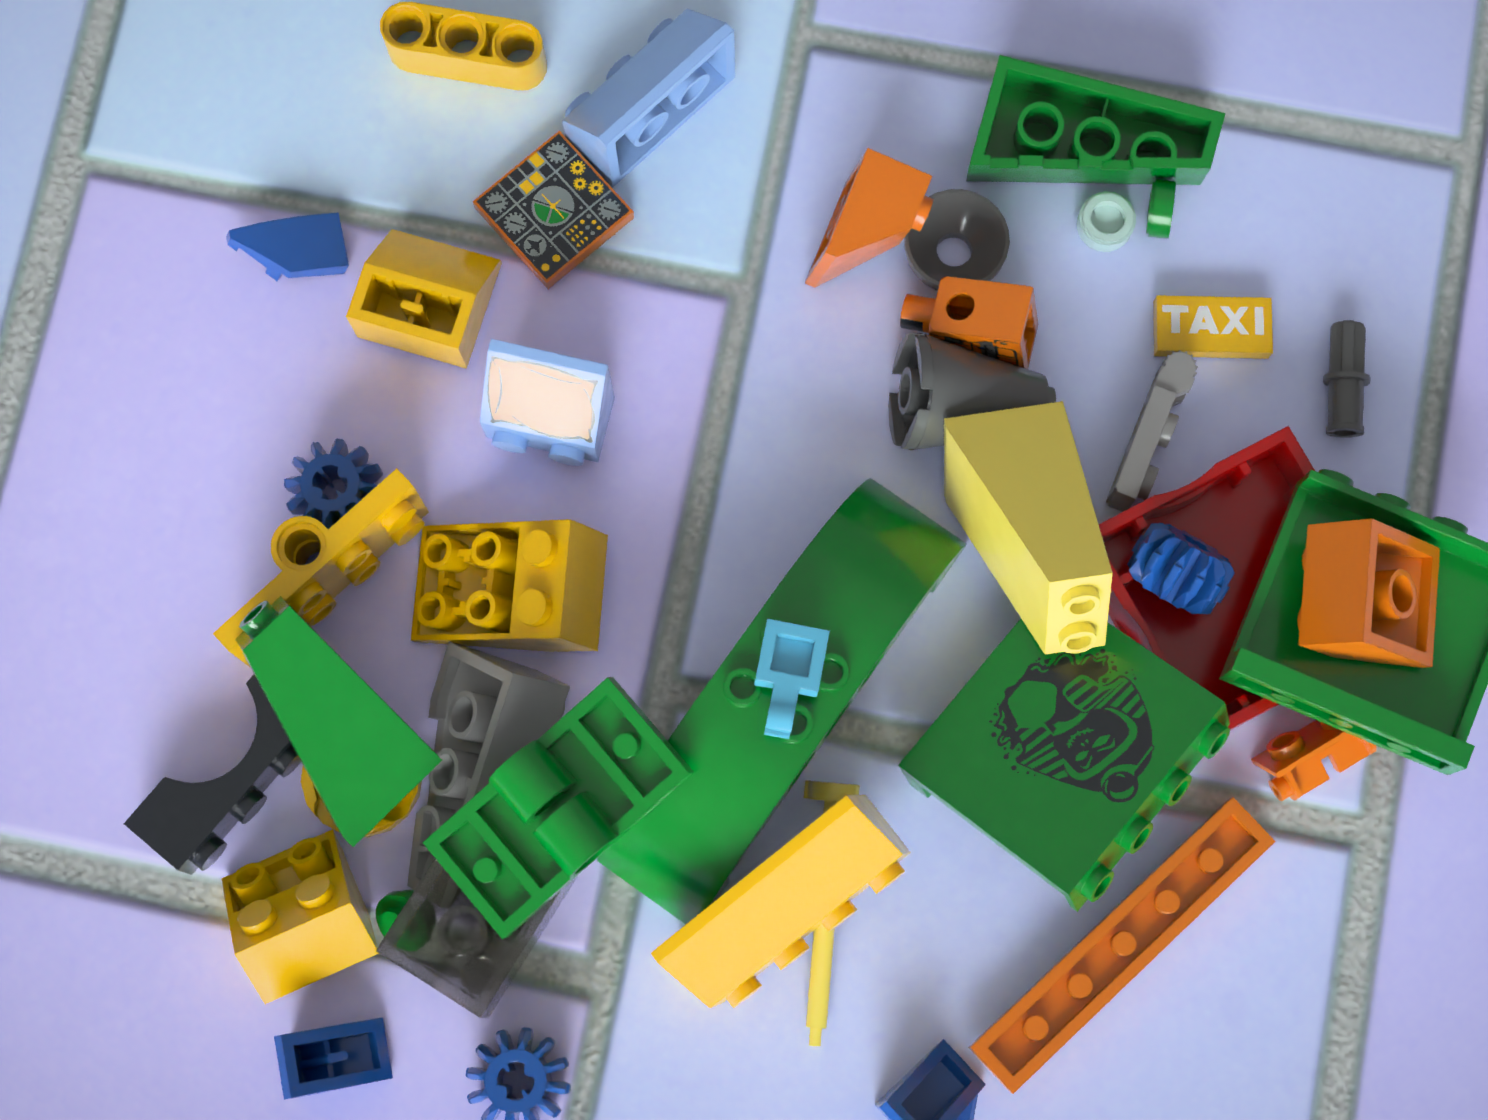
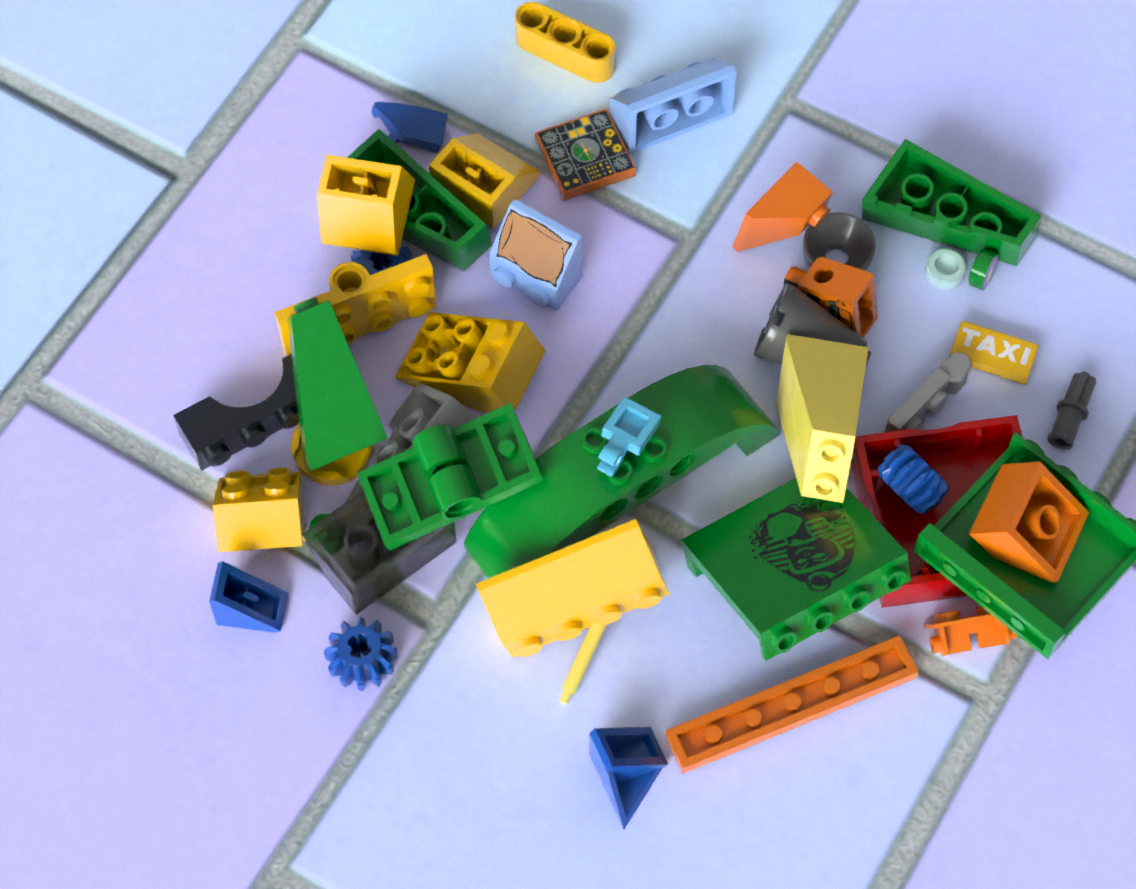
camera: 20 degrees right, 15 degrees down
(277, 418) = (363, 204): none -> yellow slope
(319, 370) = (435, 216): none -> green wedge

